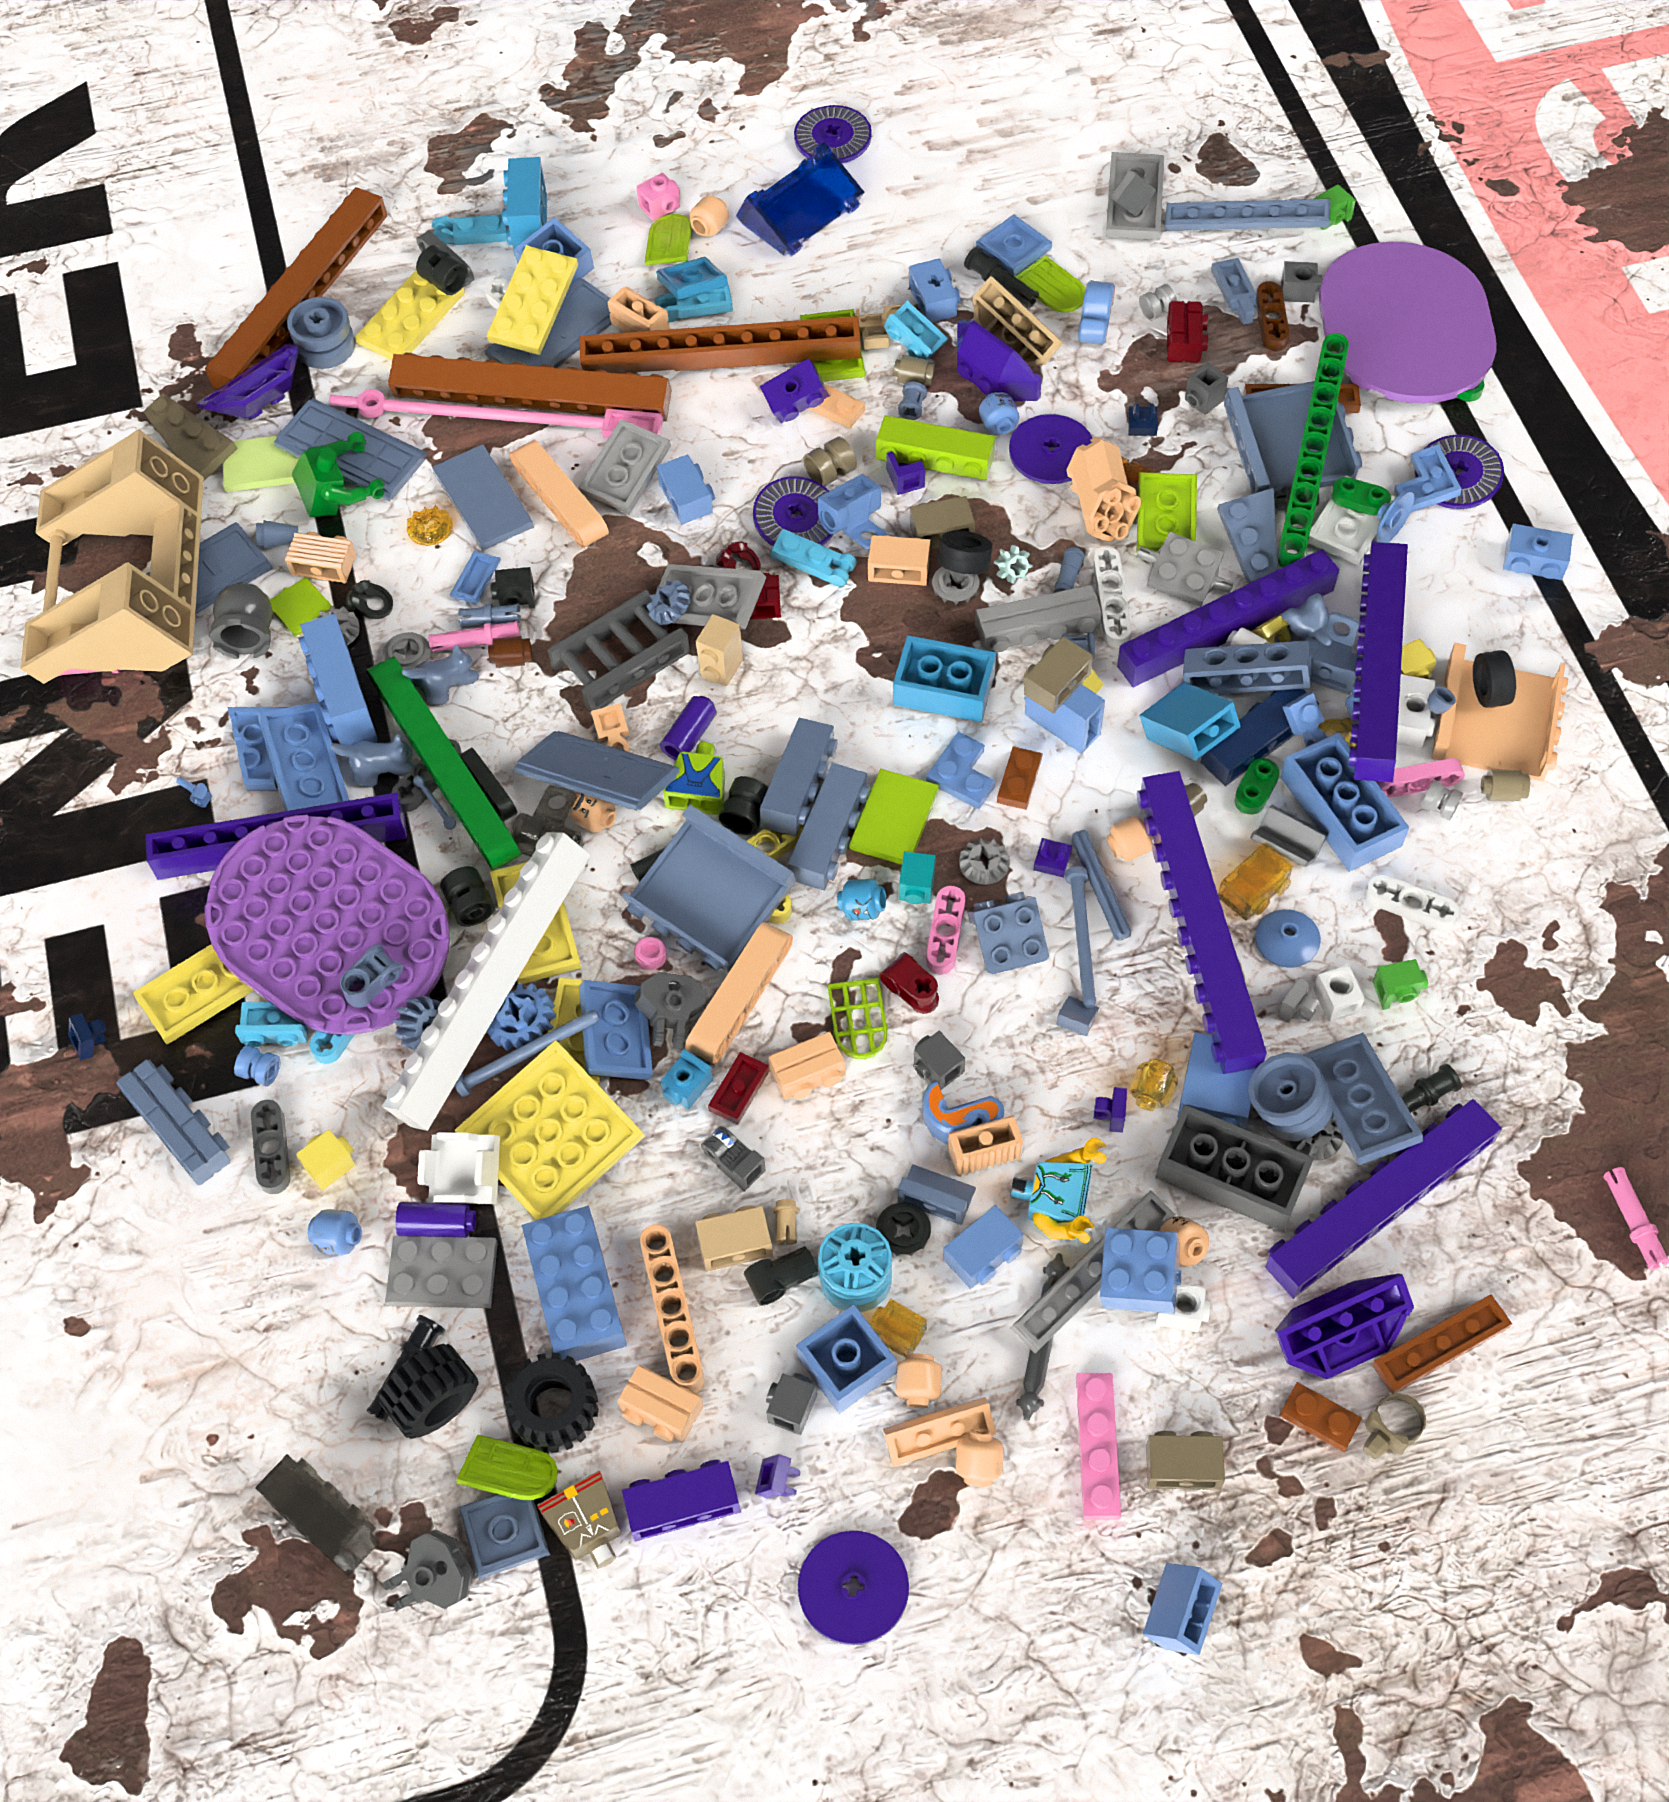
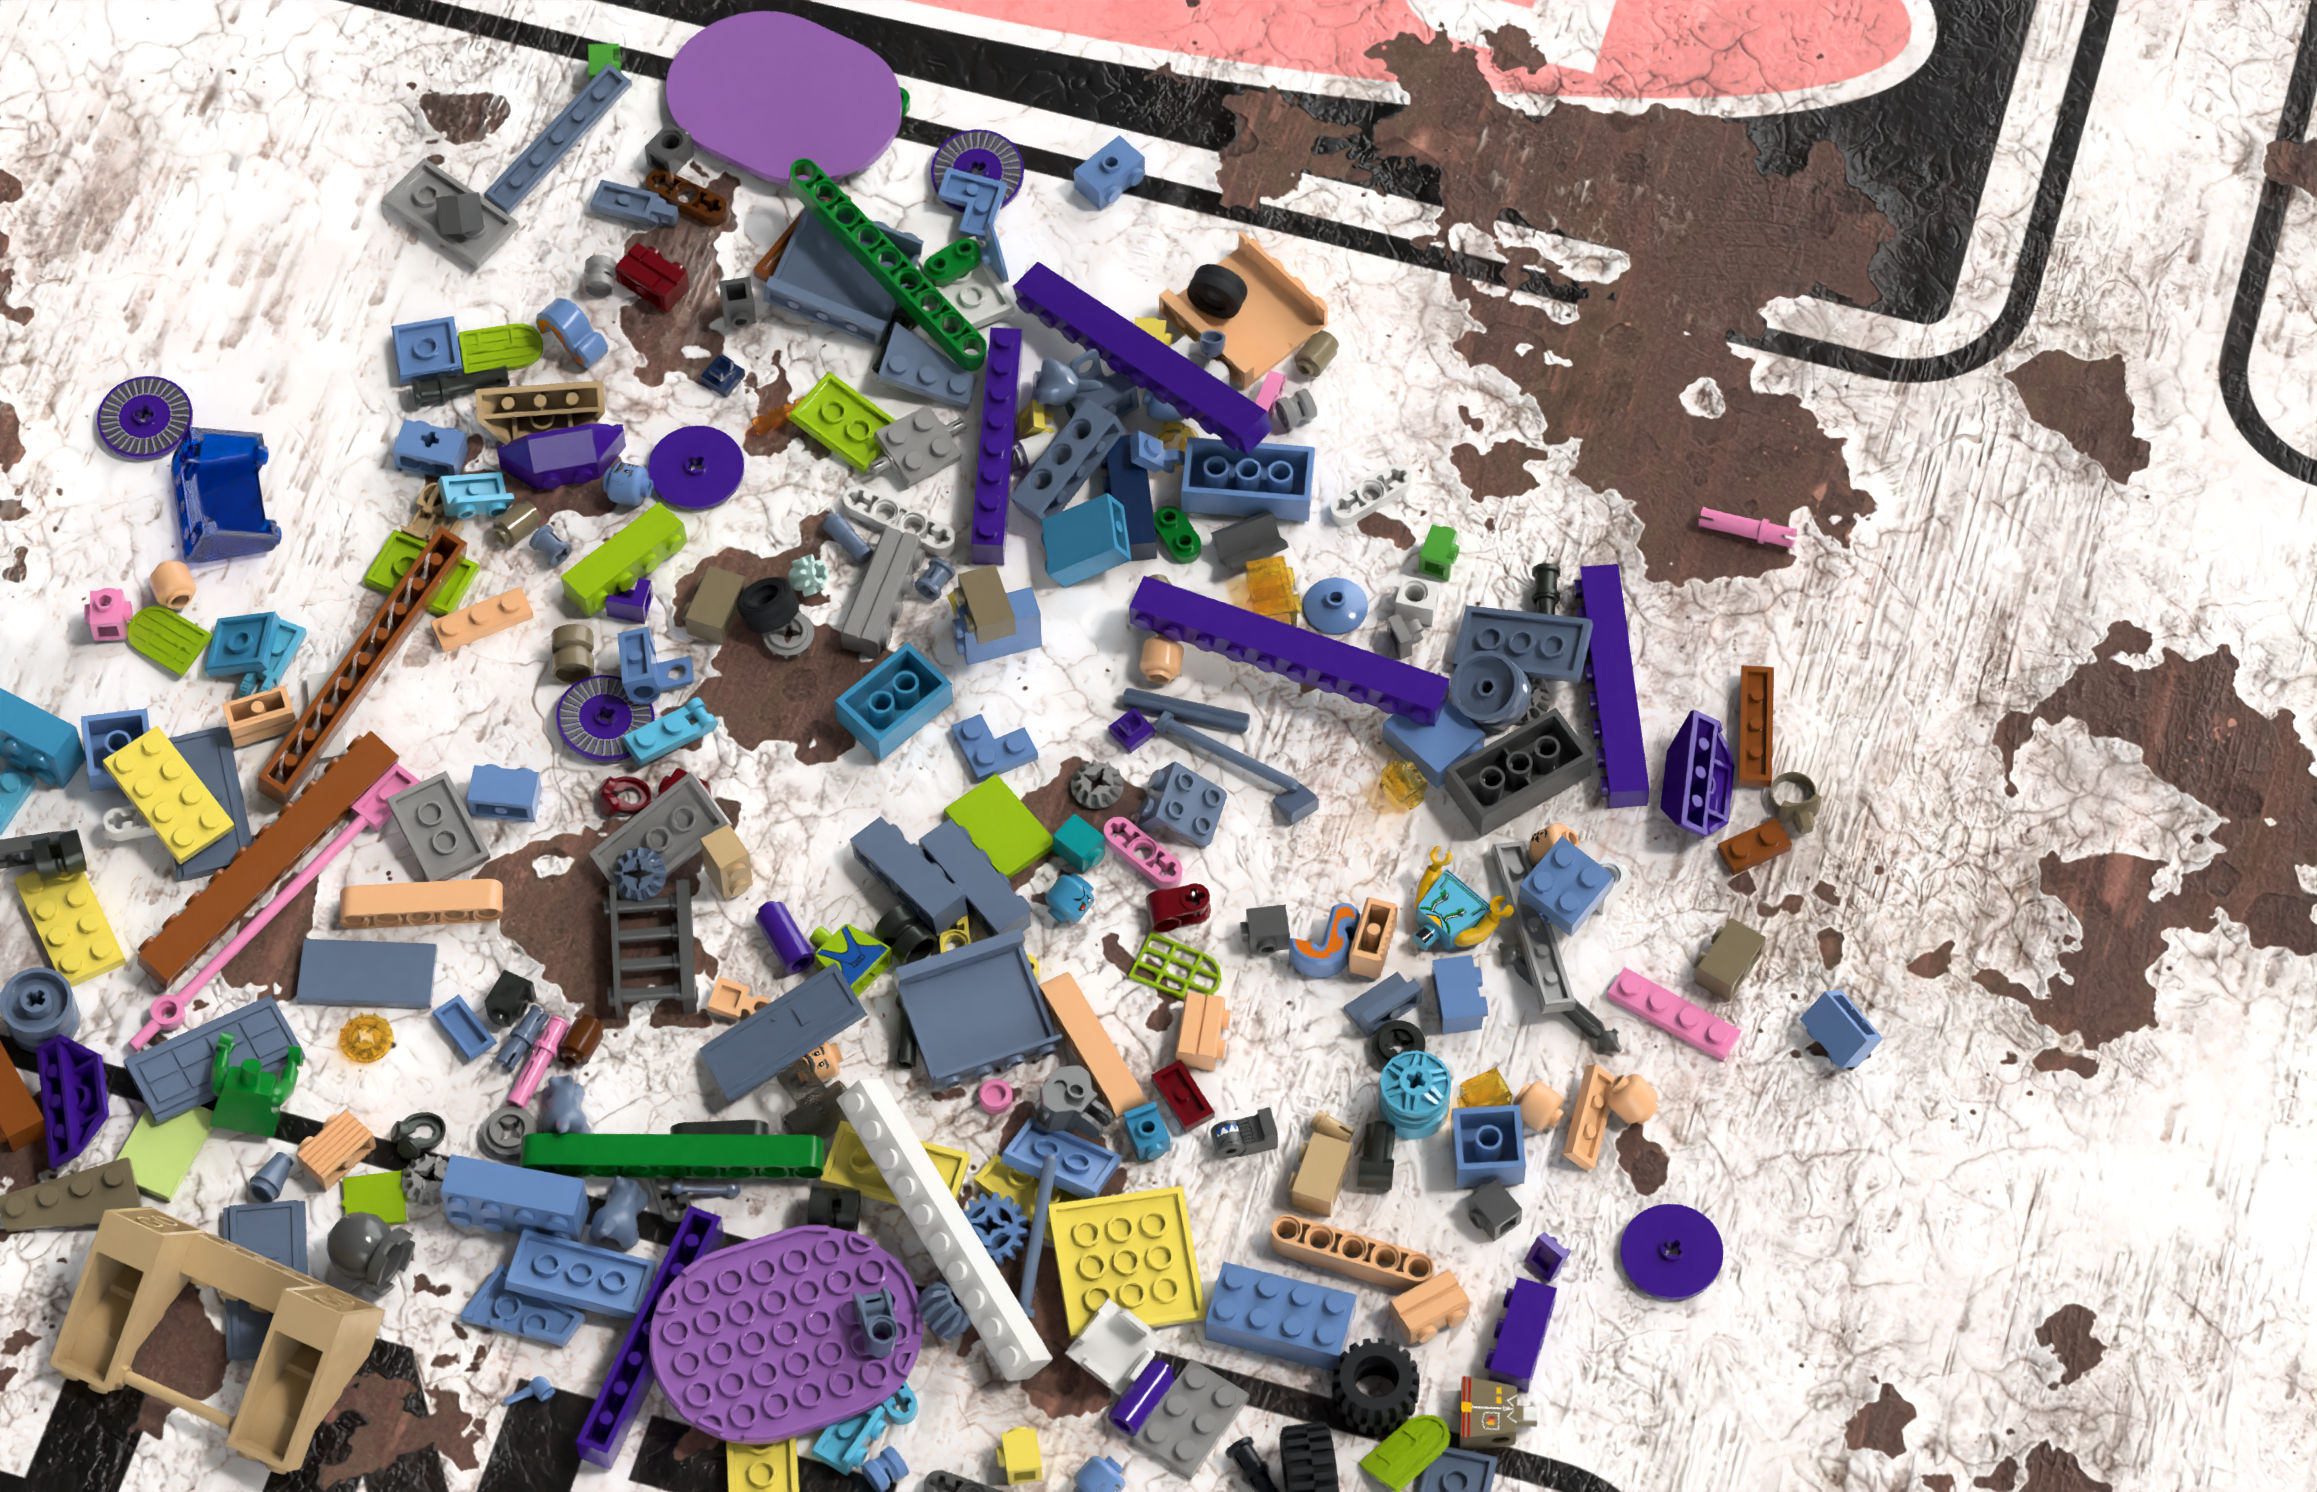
camera: 60 degrees left, 0 degrees up
(794, 391) = (469, 634): dark purple brick -> none
(899, 560) = (729, 663): light nougat brick -> none
(1019, 778) = (1032, 707): dark orange plate -> none
(1103, 491) = (790, 453): light nougat brick -> none
(1112, 1109) = (1404, 826): dark purple tile -> none

